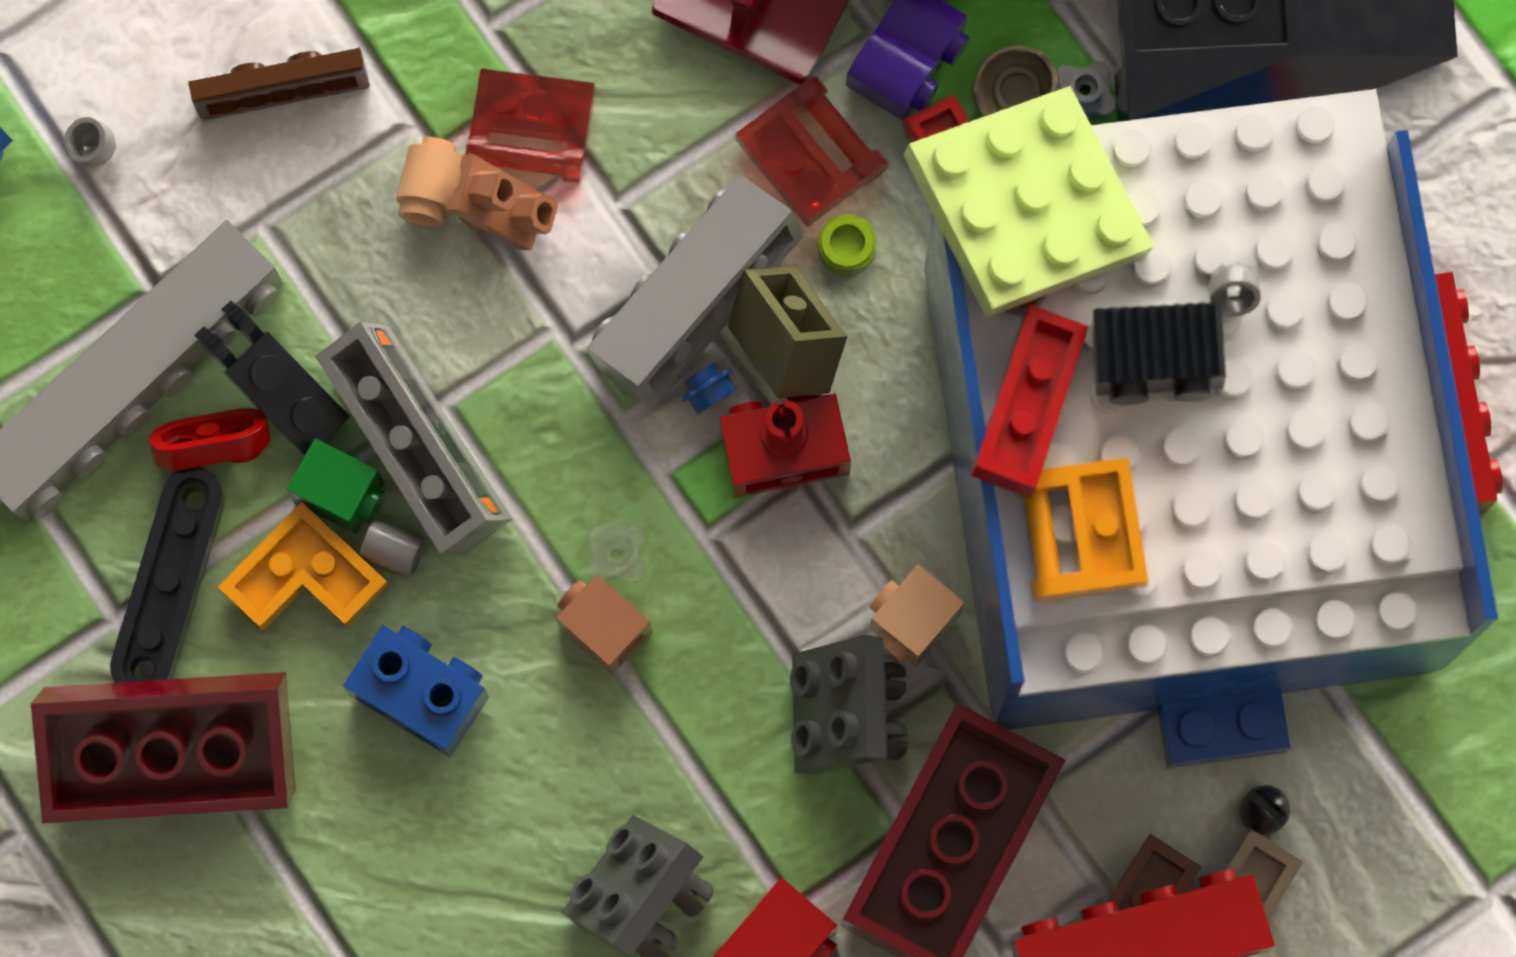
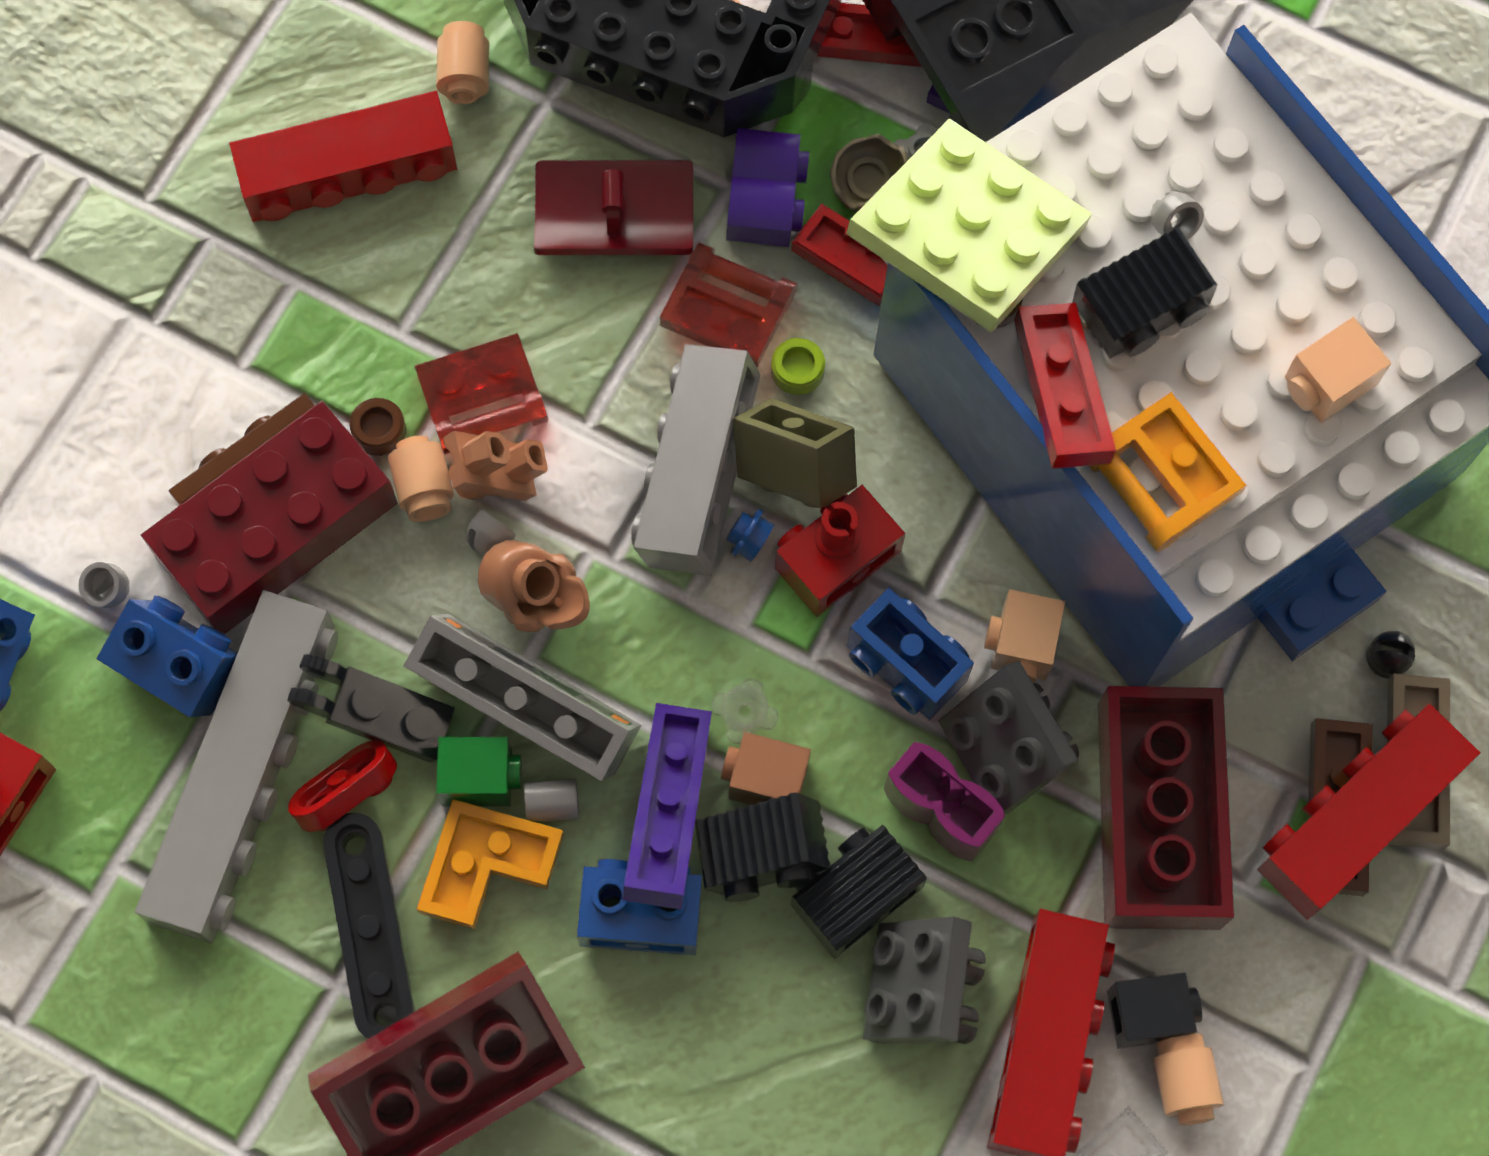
camera: 30 degrees left, 5 degrees down
(113, 239) = (170, 655): none -> blue brick
(270, 153) = (270, 517): none -> dark red brick
(418, 110) = (377, 426): none -> reddish brown tile
(466, 266) = (486, 532): none -> light grey hinge
(477, 338) = (533, 586): none -> nougat head
(488, 607) = (667, 807): none -> dark purple plate
(557, 688) = (762, 846): none -> black brick
(626, 773) = (858, 889): none -> black brick
(756, 747) = (956, 810): none -> magenta brick
(788, 562) = (908, 654): none -> blue brick
(1297, 514) = (1336, 370): none -> light nougat brick

